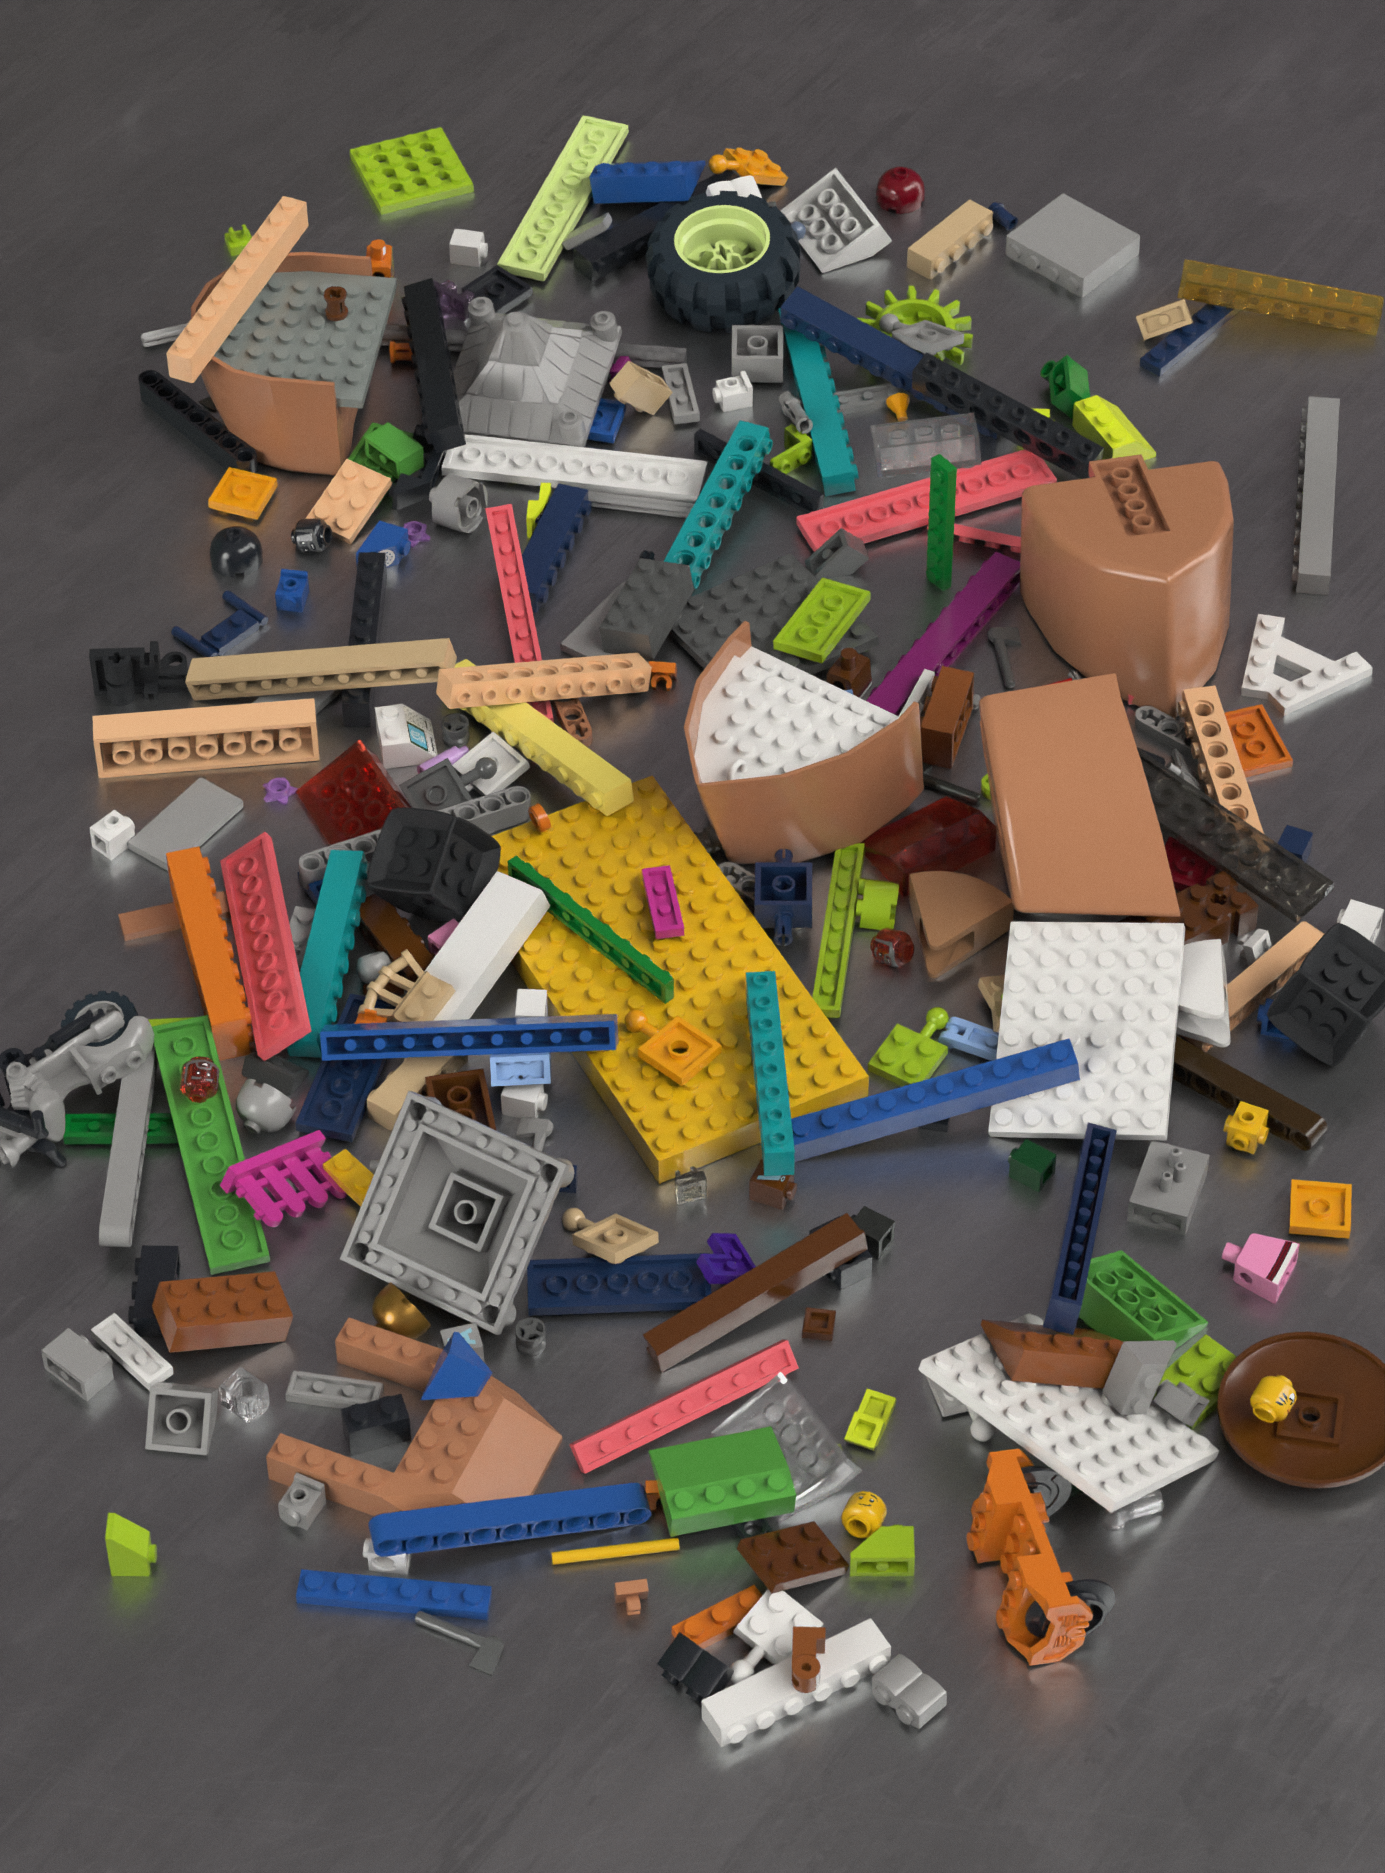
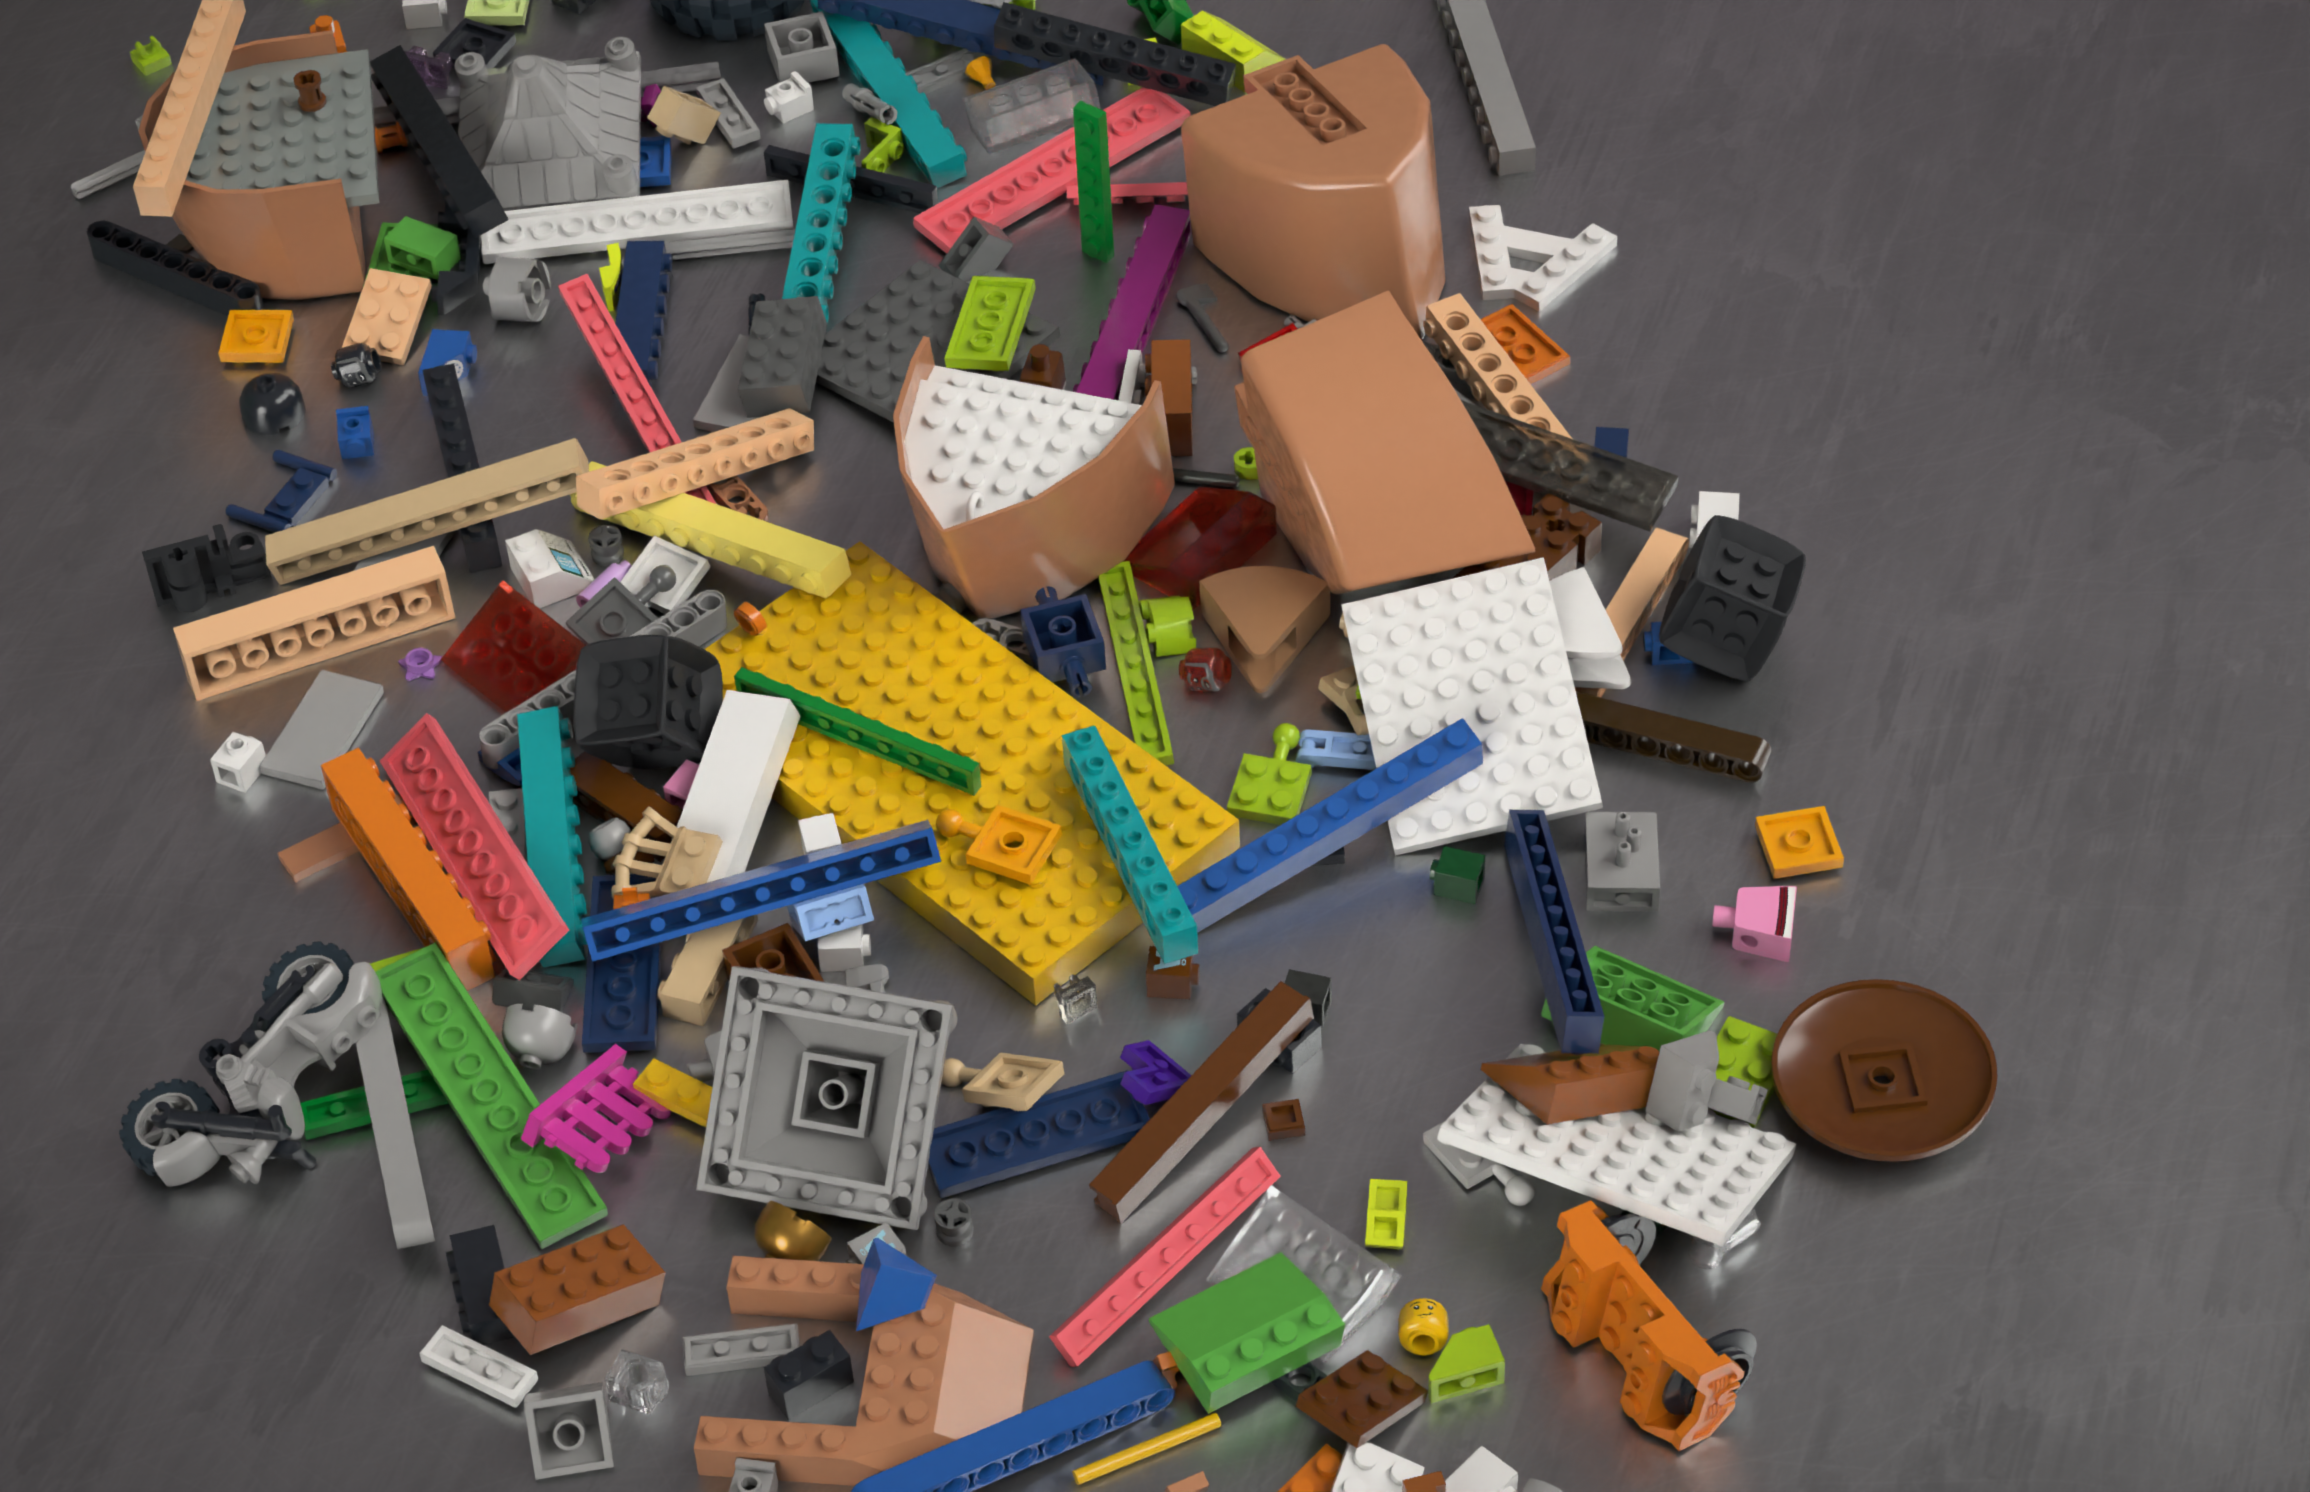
camera: 15 degrees left, 0 degrees up
(78, 1364) = (418, 1398): light grey brick -> none
(199, 1079) = (454, 1020): clear red head -> none
(416, 532) = (478, 334): medium lavender plate -> none
(662, 902) = (930, 680): dark pink plate -> none
(663, 671) = (826, 422): orange tile -> none
(1247, 1127) = (1684, 779): yellow brick -> none
(1254, 945) = (1611, 569): white tile -> none
(1273, 1398) = (1842, 1068): yellow head -> none

